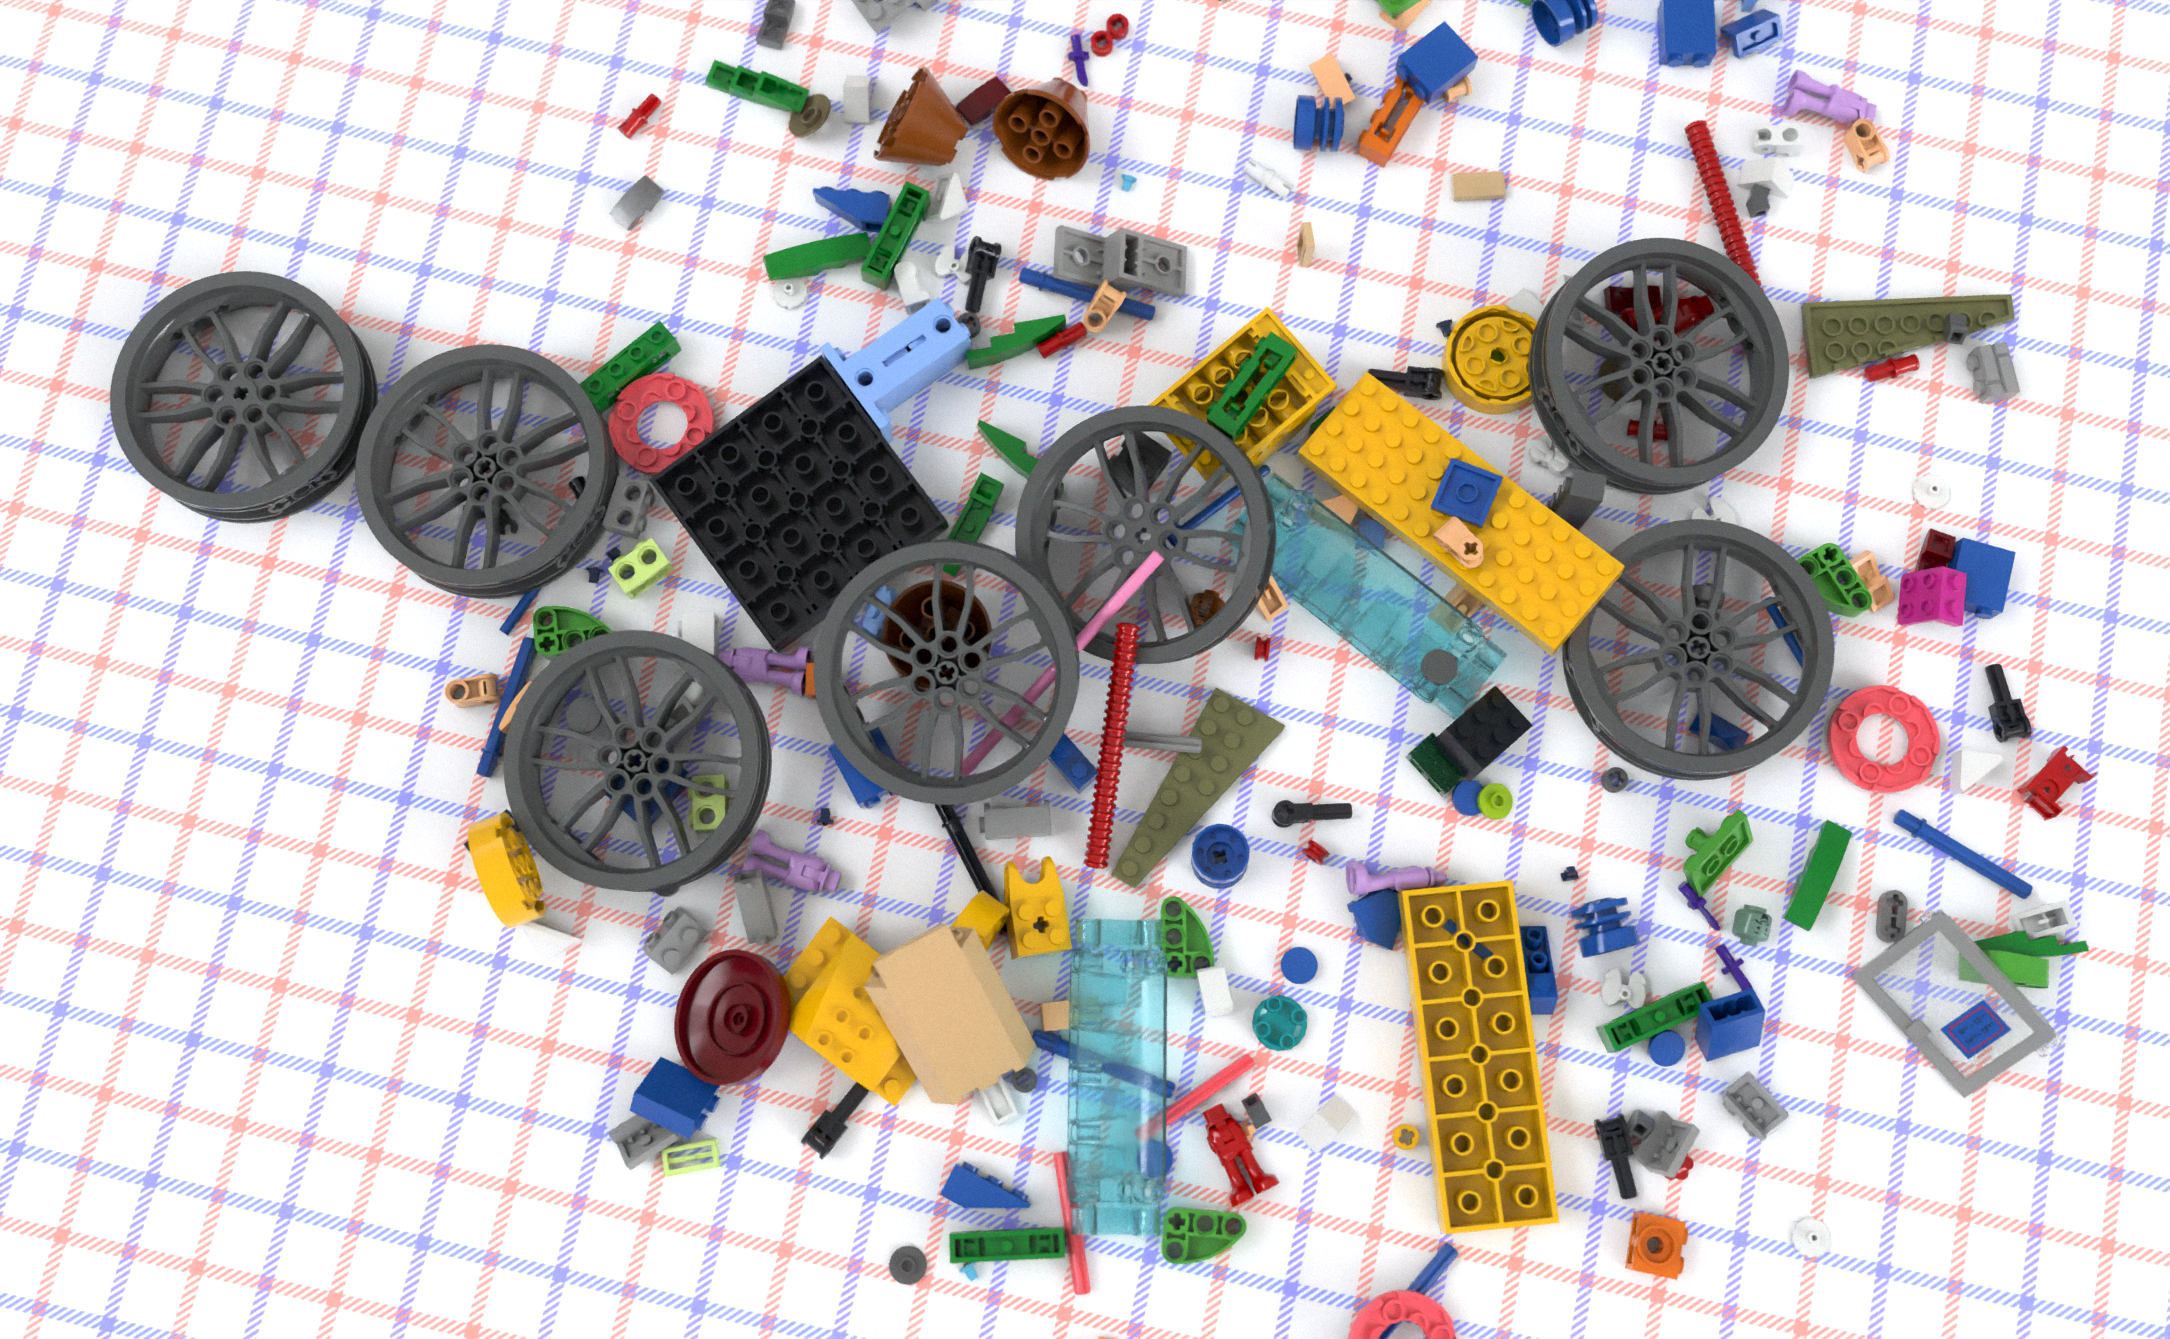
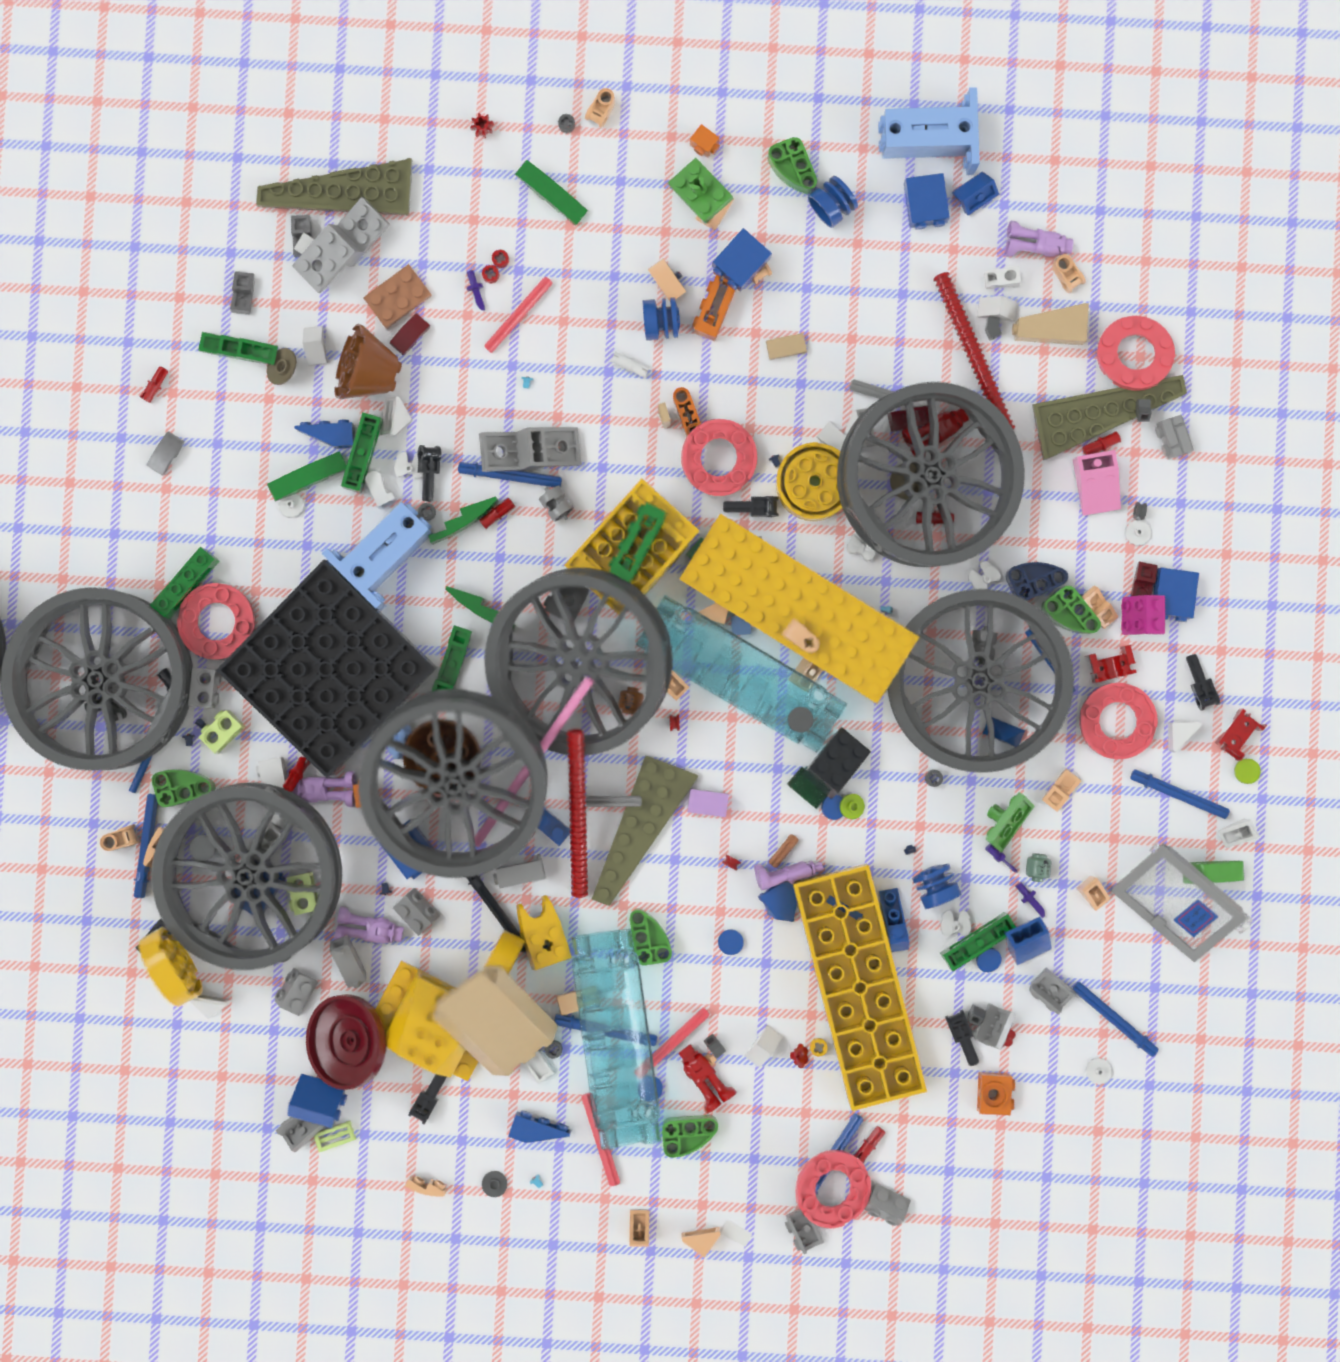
camera: 10 degrees left, 10 degrees up
(731, 638) = (296, 774): none -> red axle
(818, 1255) = (434, 1188): none -> light nougat slope
(862, 854) = (416, 911): none -> light grey bracket
(975, 54) = (397, 296): none -> nougat plate
(1007, 1244) = (559, 1162): green brick -> none
(1045, 129) = (459, 354): dark orange cone -> none
(1104, 302) = (524, 484): light nougat piece -> none
(1133, 95) = (518, 314): none -> coral axle
(1145, 341) = (555, 502): none -> light grey wheel
(1214, 507) = (627, 621): blue piece -> none
(1214, 991) = (674, 970): white slope -> none
(1218, 841) = (654, 881): blue wheel -> none
(1279, 1023) = (722, 983): teal dish -> none
(1294, 763) = (708, 803): none -> lavender panel
(1308, 812) = (725, 834): black connector -> none
(1327, 240) = (681, 412): none -> orange beam
(1377, 1144) = (800, 1055): none -> red plant
(1391, 848) = (783, 851): none -> nougat axle
(1403, 291) = (745, 461): none -> coral plate
(1464, 1291) = (870, 1144): none -> red axle
(1466, 493) = (802, 598): blue tile -> none
(1578, 497) = (881, 586): dark grey brick -> none
(1583, 255) = (868, 389): none -> light grey axle
(1785, 520) = (1030, 574): none -> dark blue beam
(1794, 823) = (1061, 789): none -> light nougat slope
(1817, 876) = (1081, 825): green slope -> none
(1827, 974) = (1093, 892): none -> light nougat slope
(1842, 210) = (1055, 326): none -> tan slope
(1876, 1200) = (1115, 1019): none -> blue axle
(1881, 665) = (1112, 666): none -> red piece
(1883, 414) = (1098, 482): none -> bright pink slope
(1898, 916) = (1129, 845): flat silver beam -> none
(1937, 461) = (1140, 510): none -> dark grey bush
(1939, 288) = (1130, 378): none -> coral plate
(2042, 947) = (1220, 852): green slope -> none
(2061, 836) = (1247, 771): none -> lime piece

